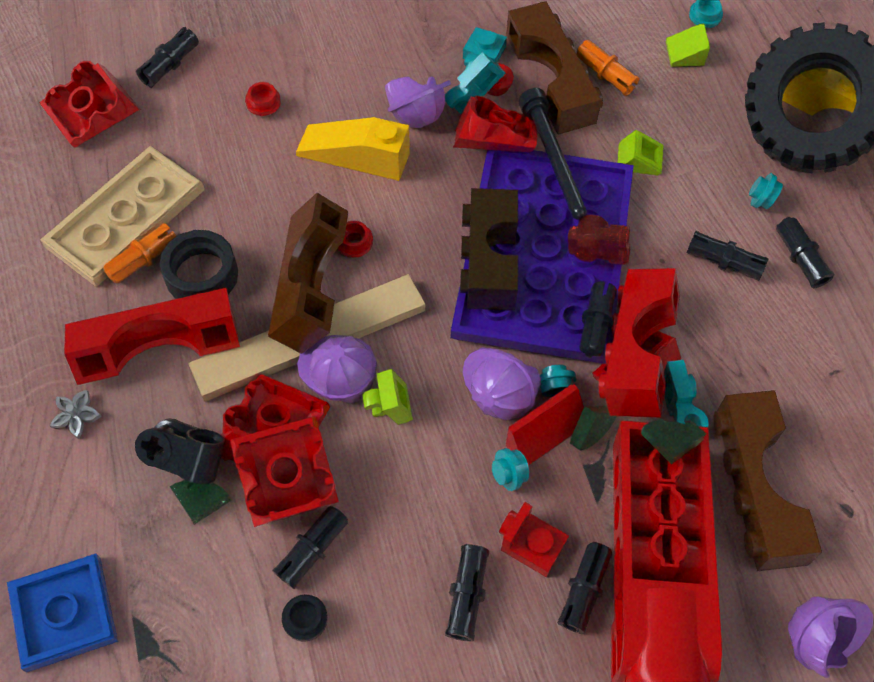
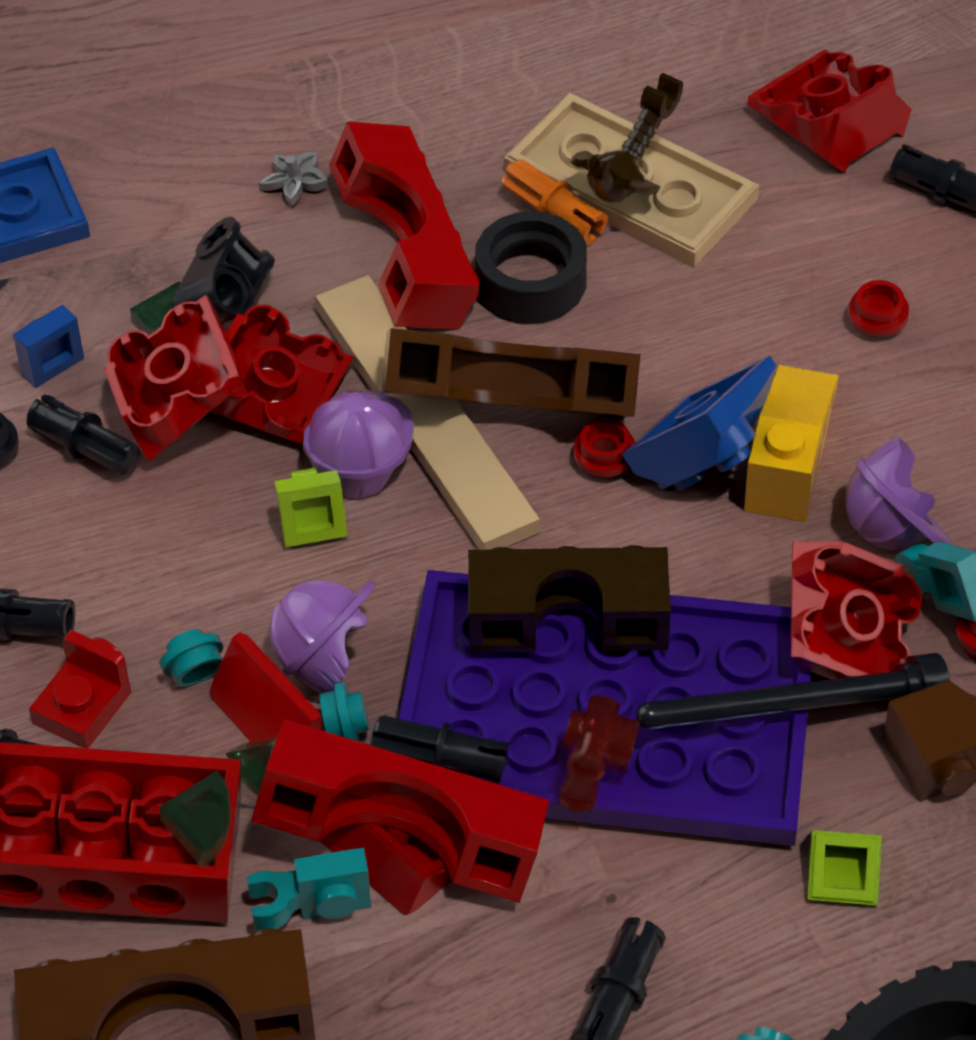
camera: 90 degrees right, 10 degrees down
(138, 208) = (617, 173): none -> dark brown piece
(222, 574) = (48, 346): none -> blue plate
(358, 176) = (704, 429): none -> blue slope

